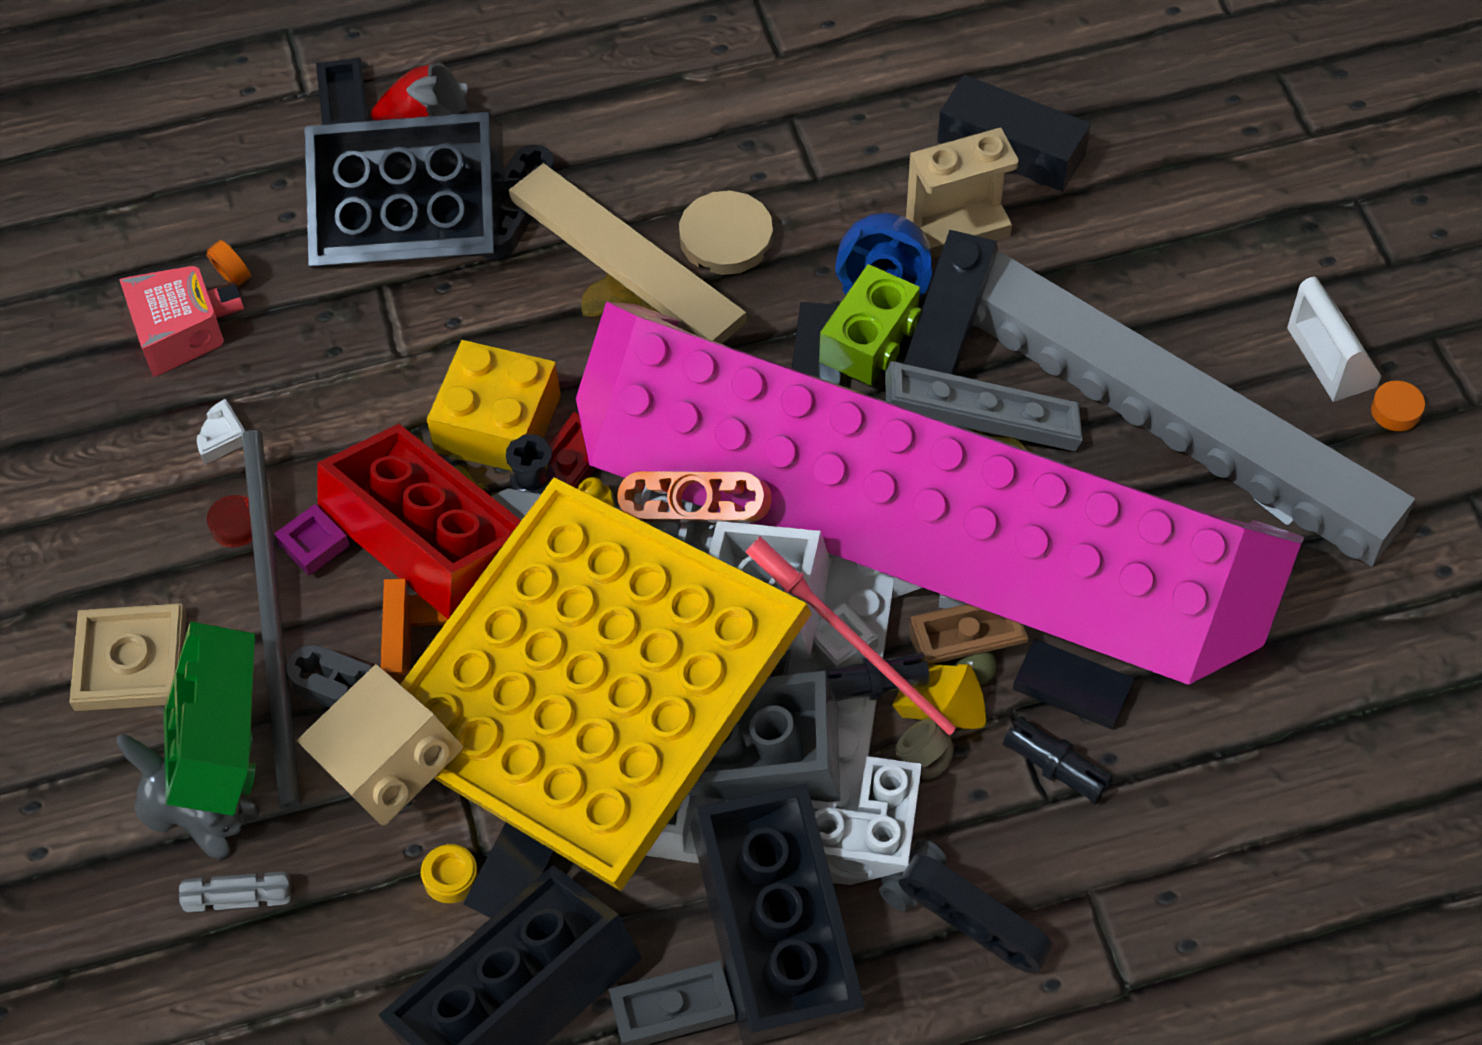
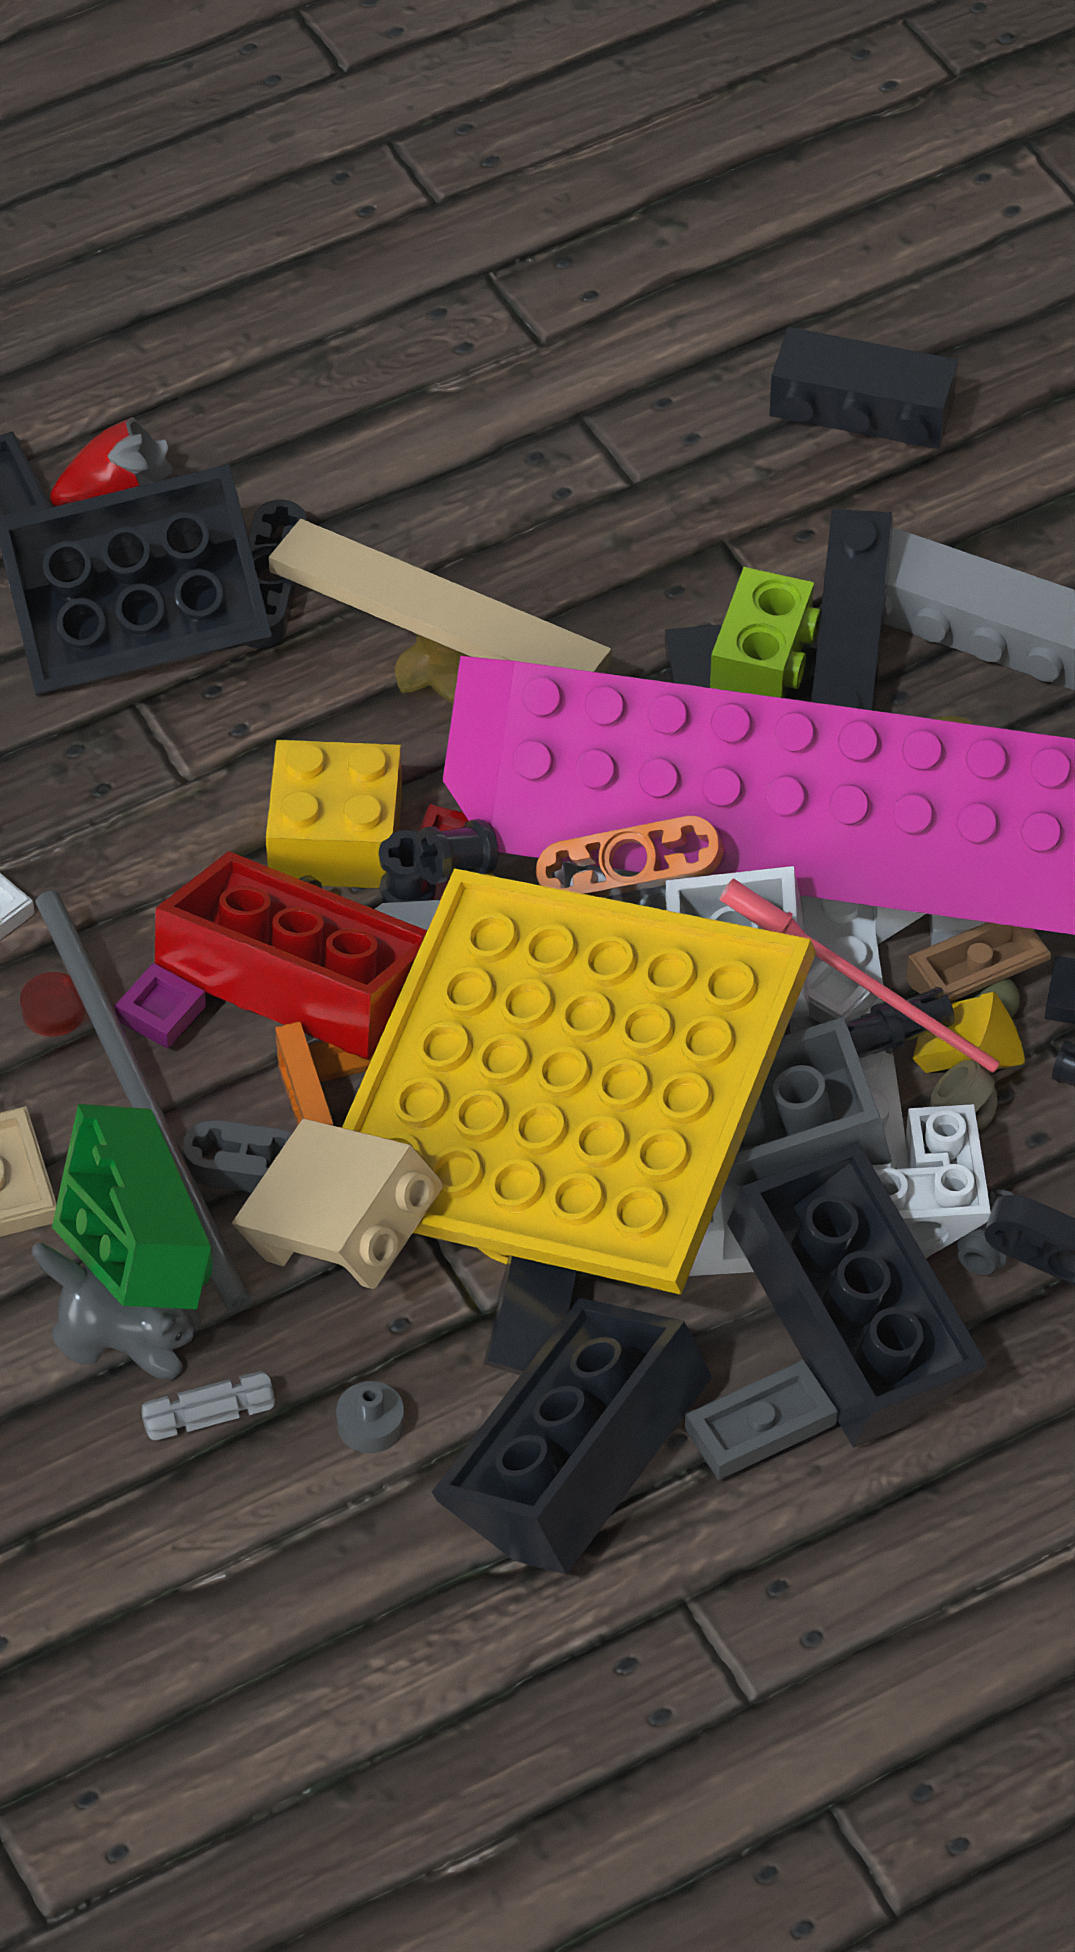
camera: 15 degrees left, 5 degrees down
(360, 929) = (370, 1417): none -> dark grey tile
(449, 873) = (454, 1338): yellow tile -> none
(562, 461) = (465, 848): none -> black bush
(726, 232) = (545, 564): tan tile -> none
(888, 244) = (753, 538): blue cylinder -> none
(961, 188) = (823, 463): tan panel -> none
(985, 406) = (954, 701): light grey tile -> none

